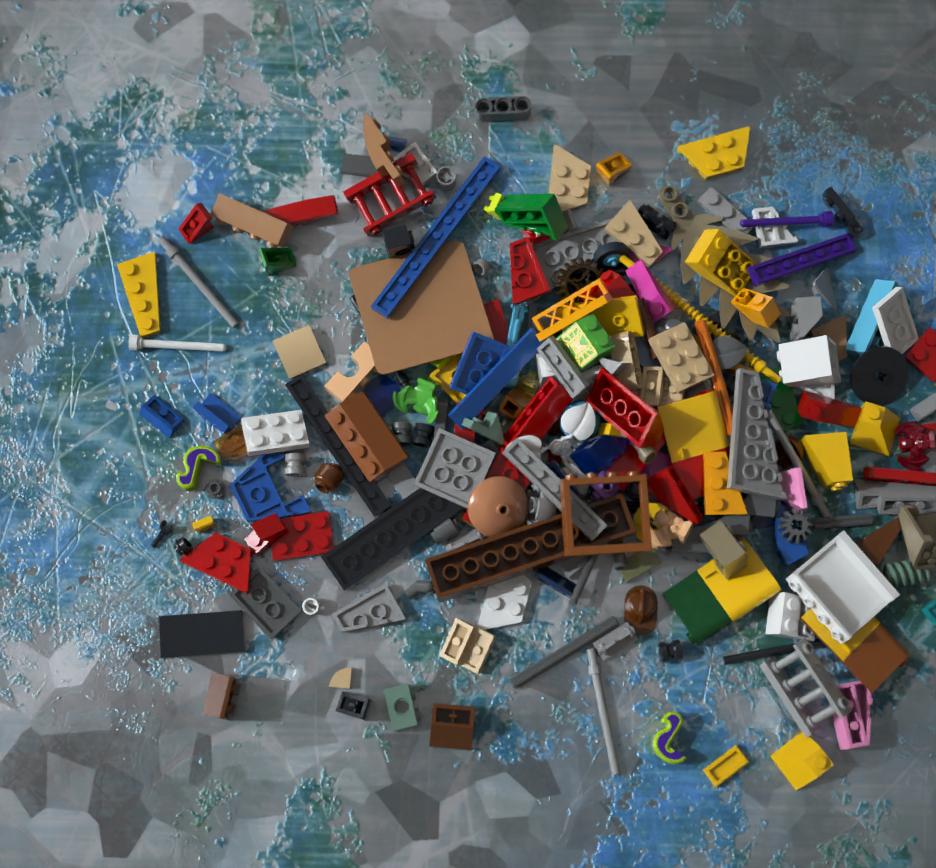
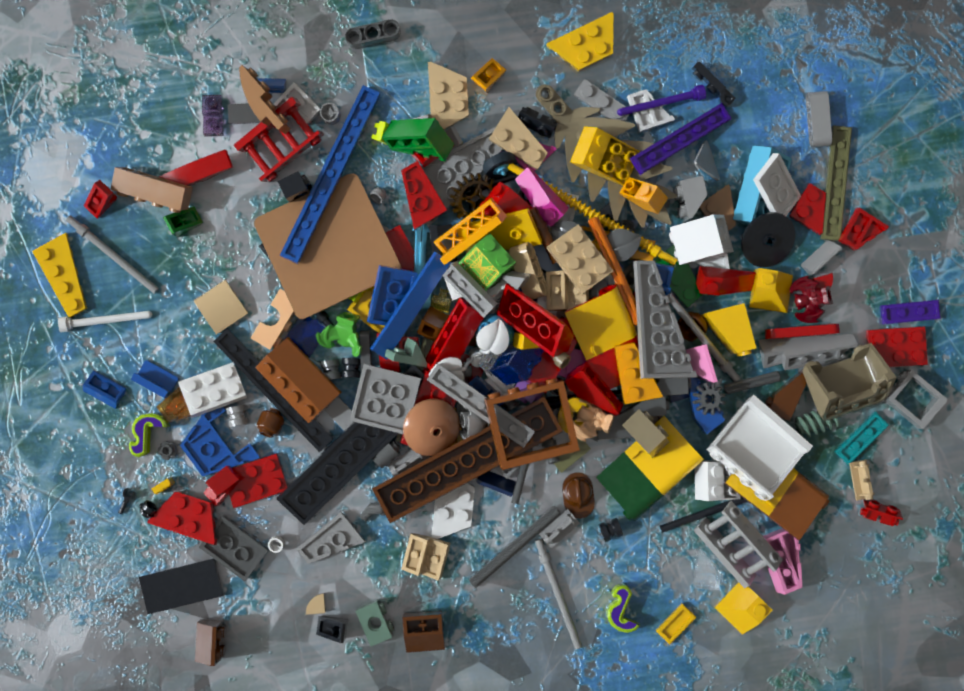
camera: 10 degrees left, 10 degrees up
(326, 162) = (212, 115): none -> clear purple slope

